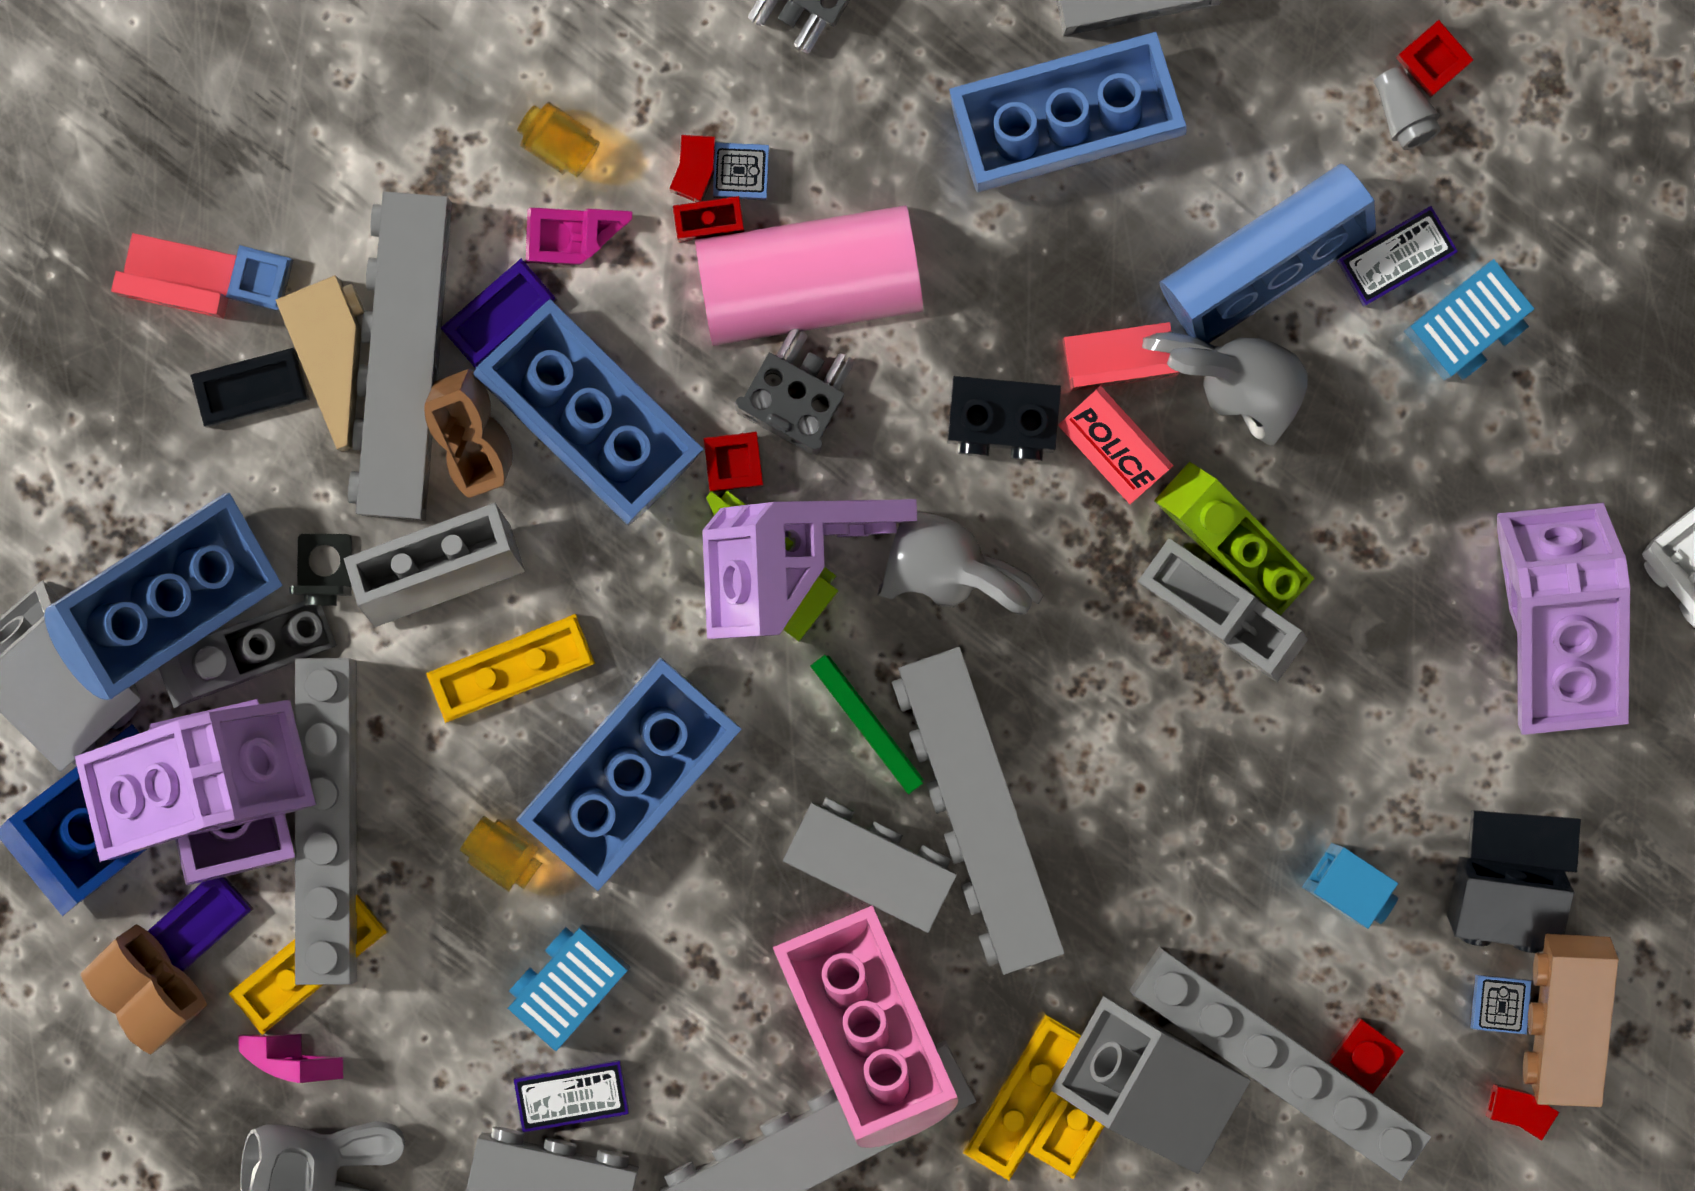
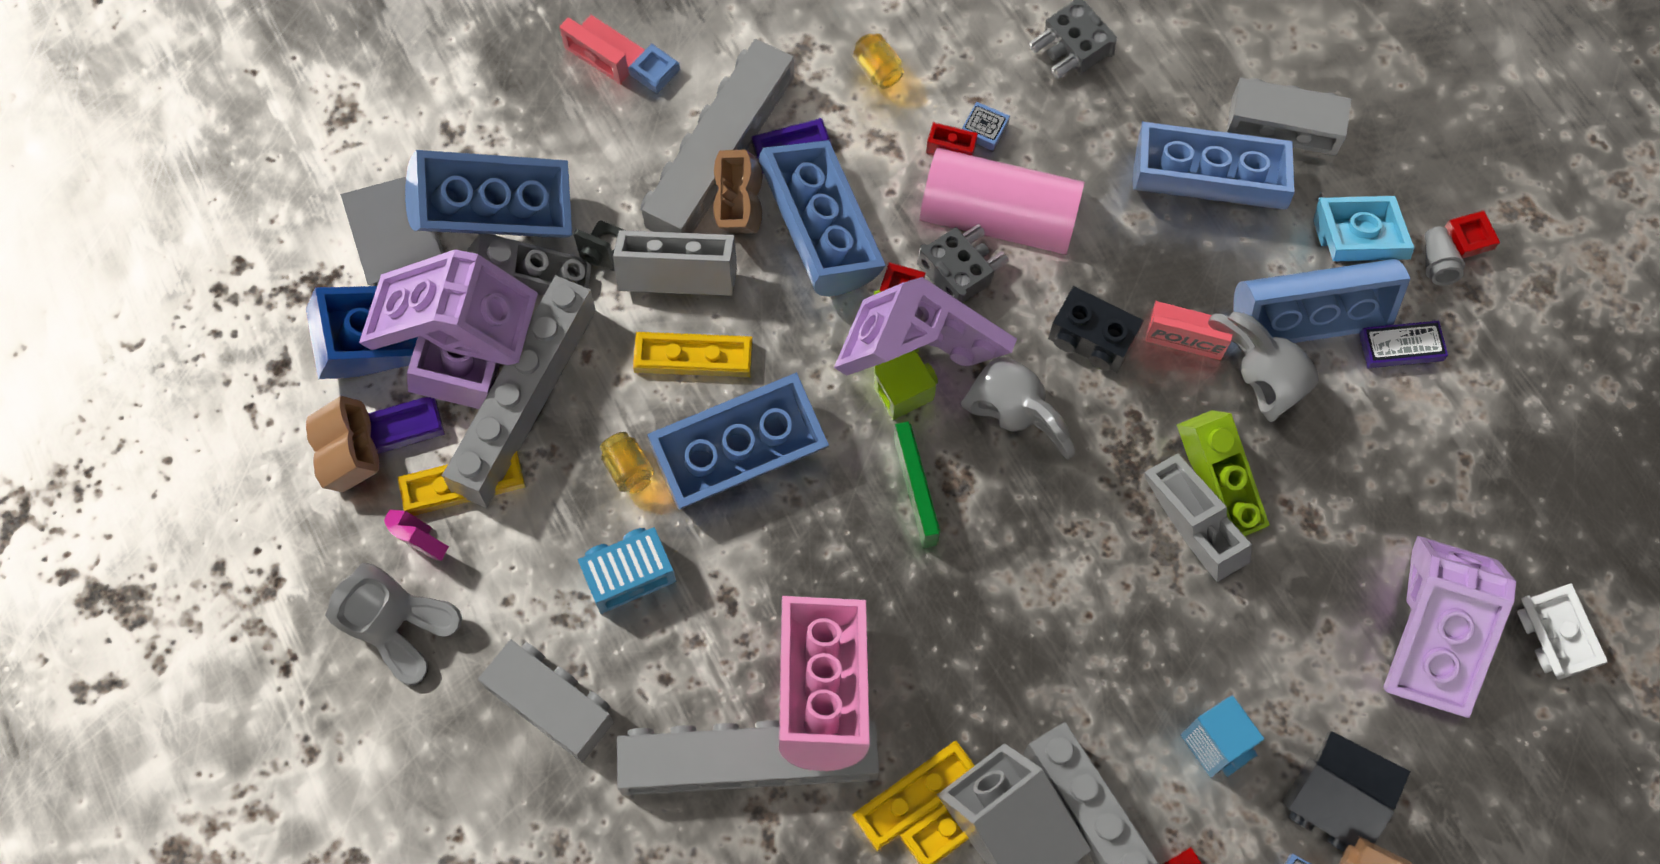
camera: 25 degrees right, 20 degrees down
(250, 387) = (615, 125): black tile -> none
(328, 344) = (676, 112): tan slope -> none
(570, 235) = (860, 121): dark pink slope -> none
(571, 1095) = (591, 648): tile -> none
(695, 167) = (957, 109): red piece -> none
(871, 864) = (878, 577): light grey brick -> none
(980, 811) = (970, 577): light grey brick -> none
(1115, 445) = (1167, 372): coral panel -> none
(1292, 126) = (1363, 228): none -> medium azure plate
(1469, 321) = (1442, 400): dark azure brick -> none

